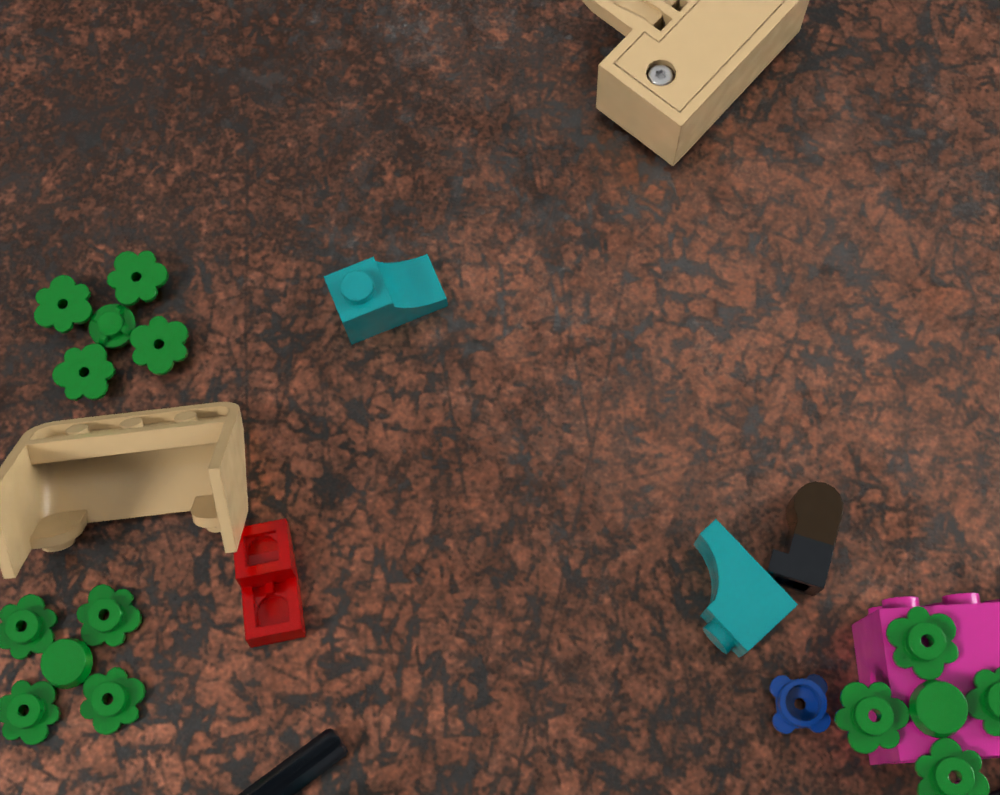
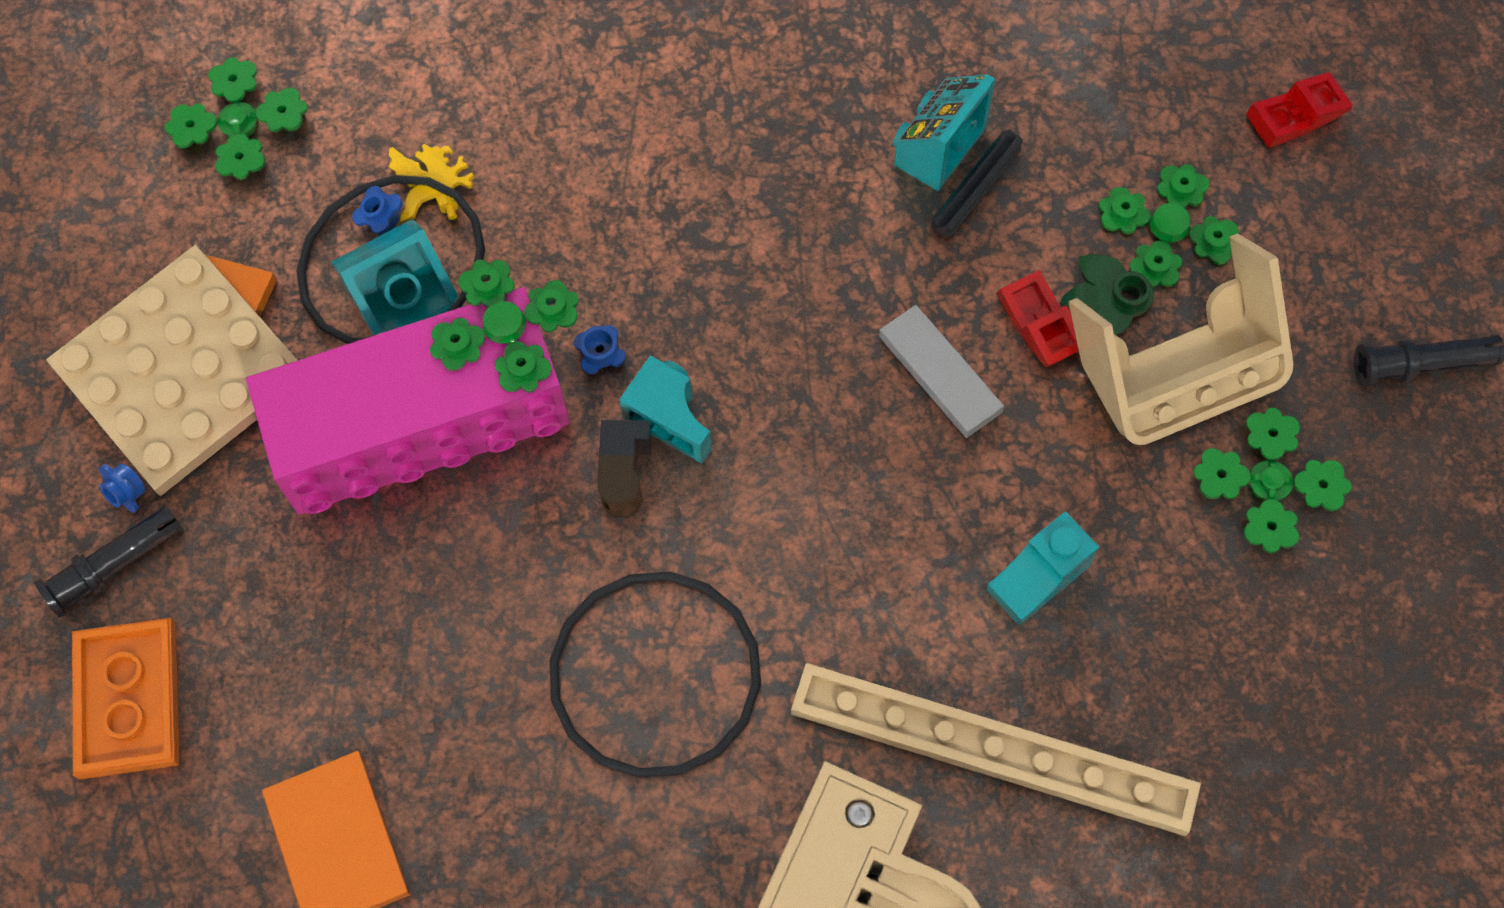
camera: 160 degrees right, 5 degrees down
(190, 590) = (1104, 287): none -> dark green plate
(406, 556) = (941, 371): none -> light grey tile
(507, 147) = (997, 749): none -> tan plate
(795, 413) = (662, 770): none -> black piece

